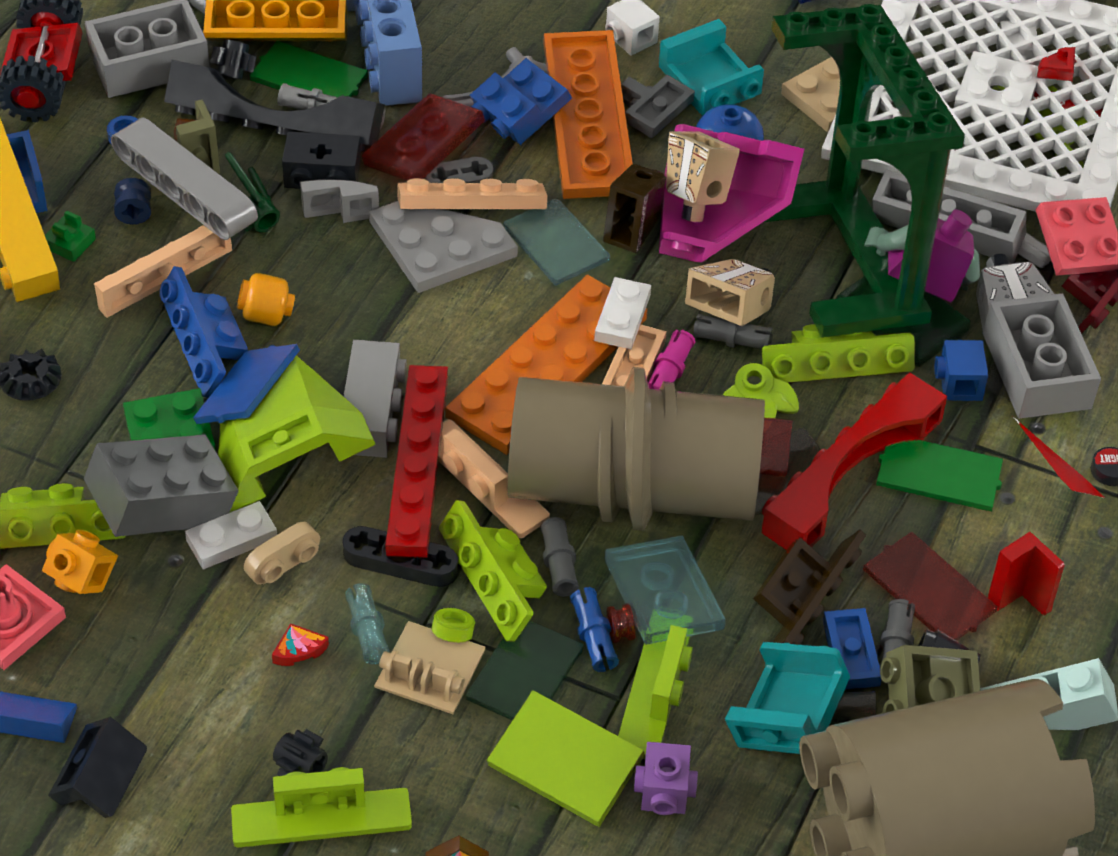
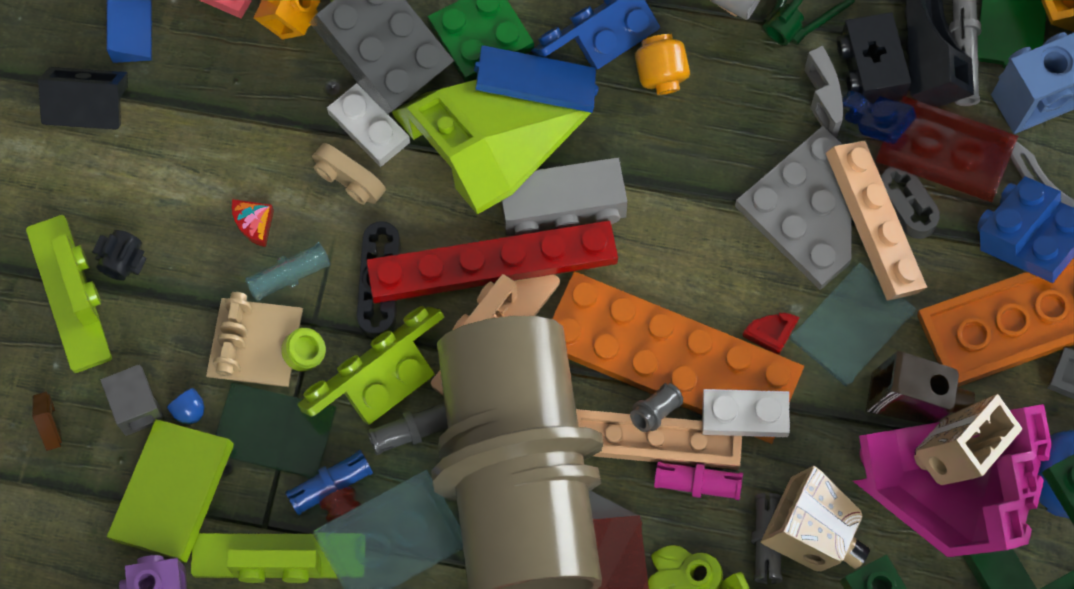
camera: 80 degrees right, 20 degrees up
(382, 165) = (882, 120): none -> clear blue plate
(462, 772) = (131, 400): none -> flat silver panel
(481, 732) = (187, 407): none -> blue hinge
(546, 291) = (771, 331): none -> red tile
(599, 368) = (649, 412): none -> dark grey pin

